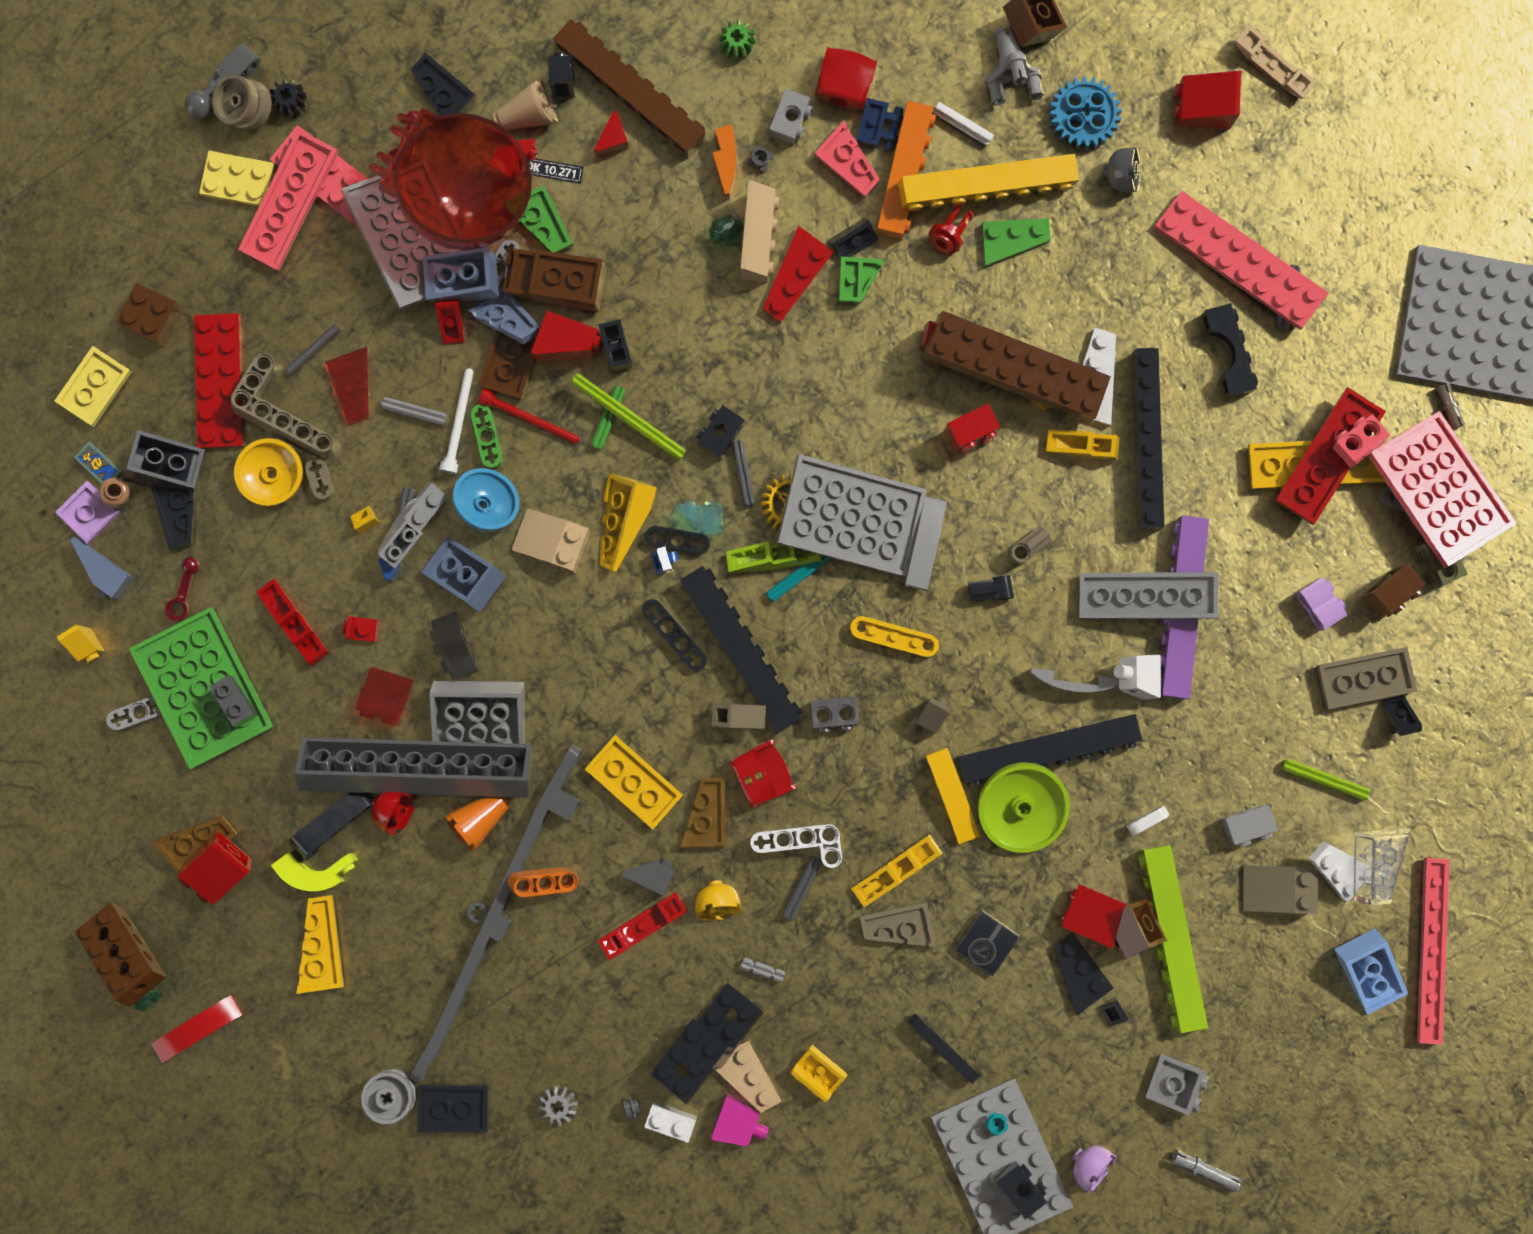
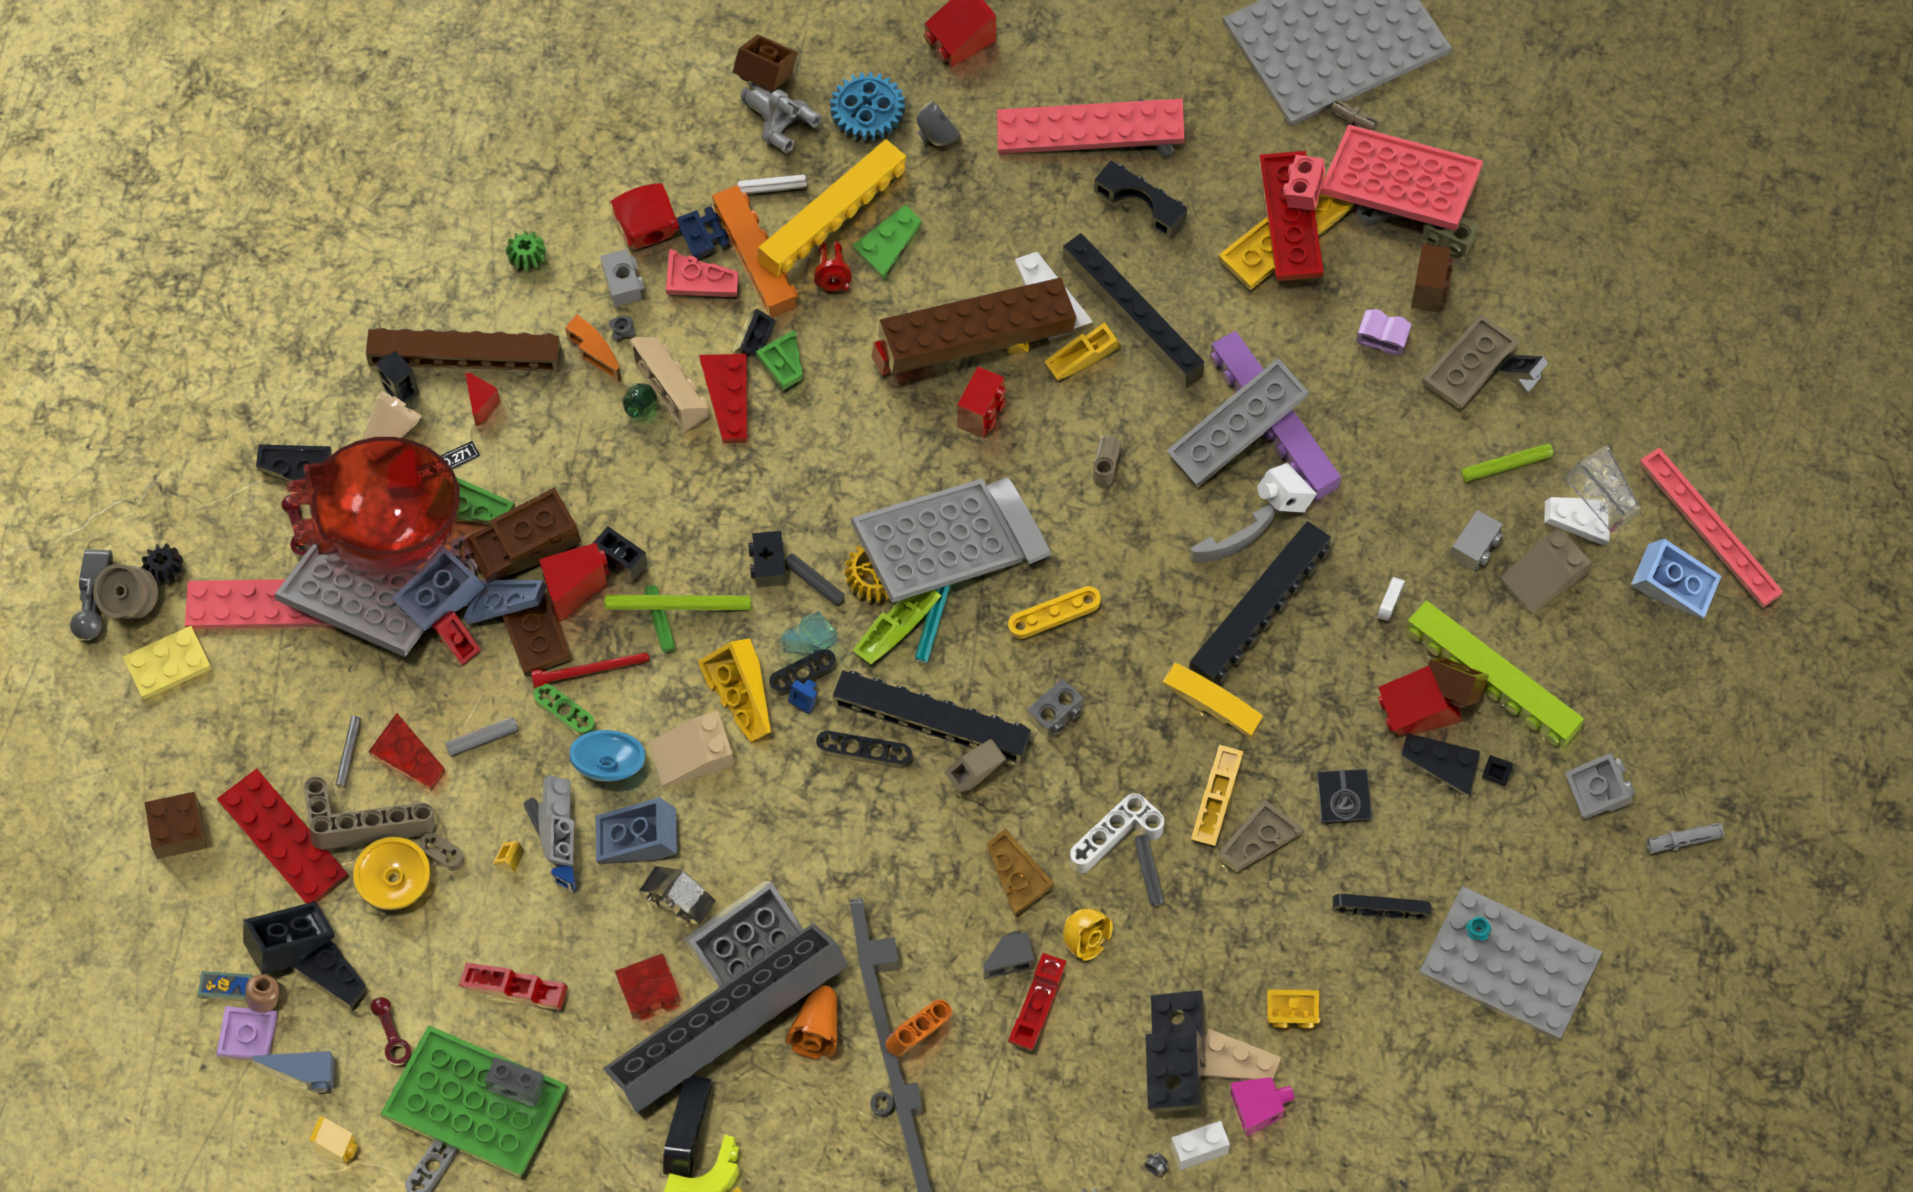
camera: 35 degrees left, 20 degrees down
(93, 386) = (168, 923): light yellow plate -> none
(288, 200) = (230, 642): coral plate -> none
(361, 629) = (580, 947): red bracket -> none
(392, 811) = (732, 1072): red cylinder -> none
(449, 464) = (549, 755): white piece -> none
(634, 782) = (929, 892): yellow plate -> none
(762, 774) = (1034, 803): red piece -> none
(762, 970) = (1172, 963): light grey axle -> none
(933, 714) = (1140, 645): dark tan slope -> none
(997, 588) = (1107, 512): black piece -> none
(1023, 807) = (1279, 662): lime dish -> none
(1025, 1203) = (1532, 970): black brick -> none
(1091, 1166) = (1587, 903): lavender cylinder -> none

